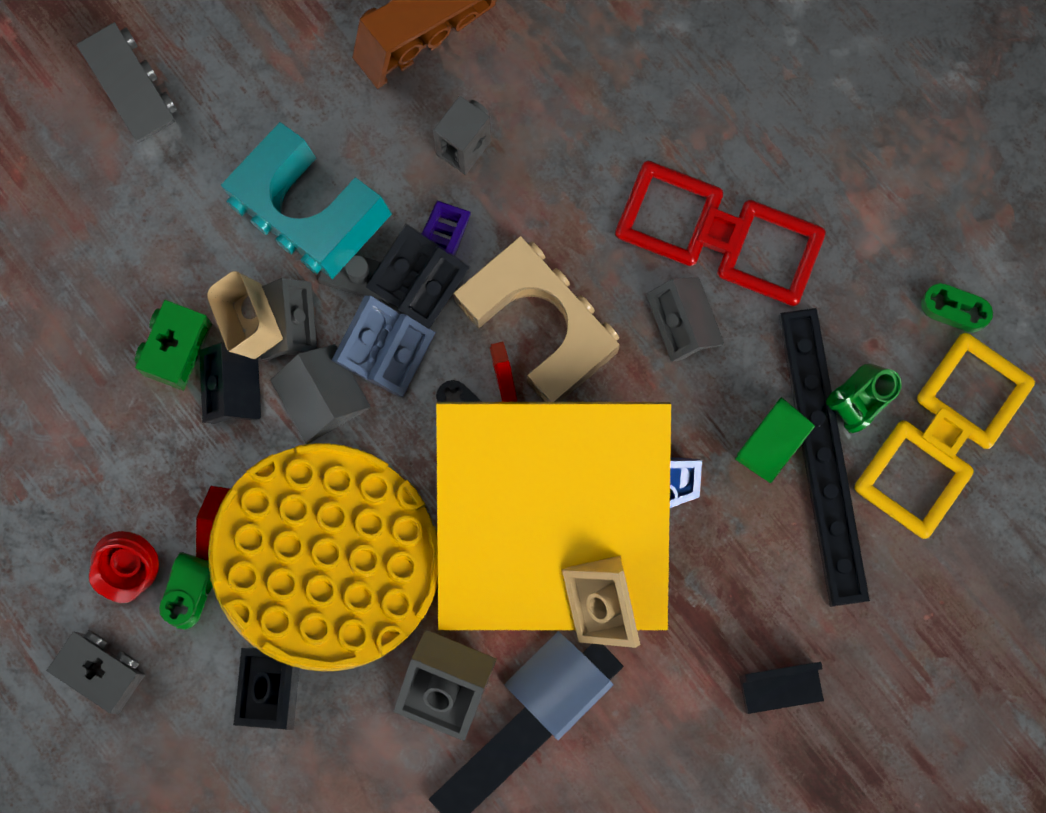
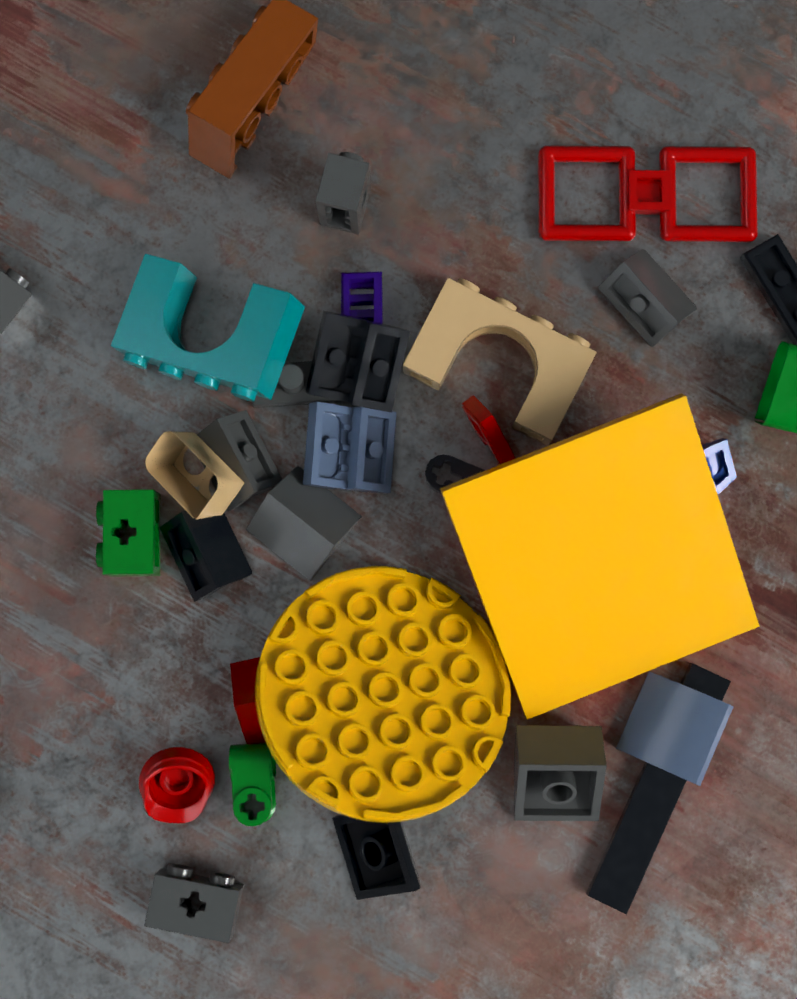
camera: 20 degrees left, 5 degrees up
(601, 603) = (689, 627): tan slope -> none

